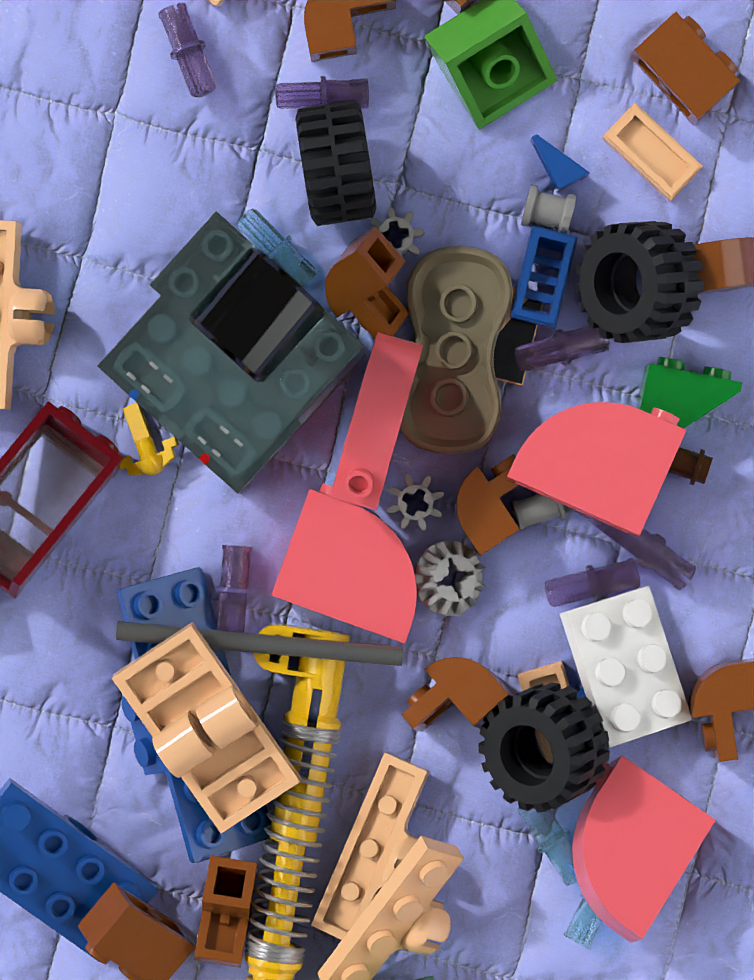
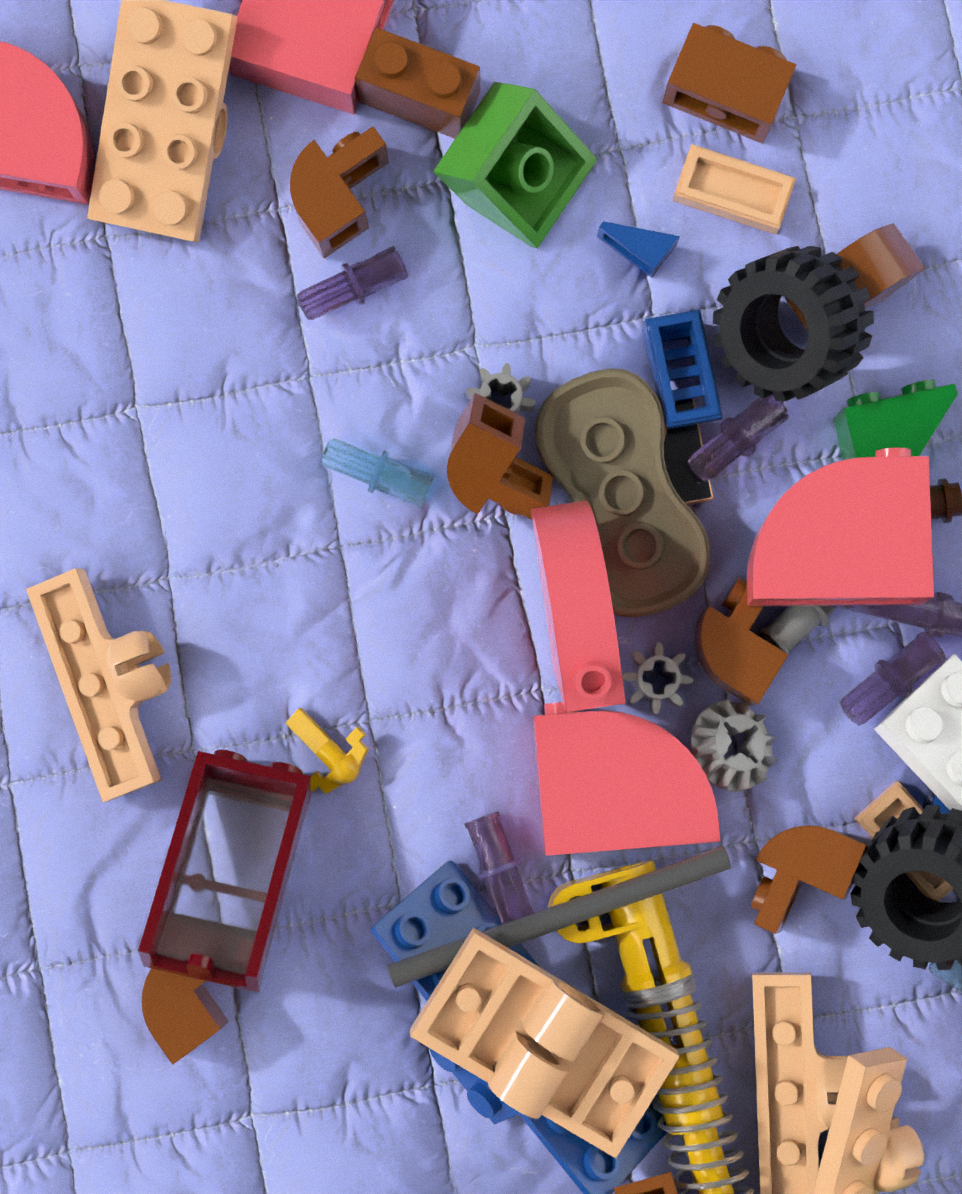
camera: 25 degrees left, 5 degrees down
(187, 50) = (183, 301): clear purple axle -> none
(231, 354) = (380, 595): clear light blue piece -> none
(335, 162) = (401, 343): black tyre -> none
(548, 209) = (652, 297): light grey bush -> none

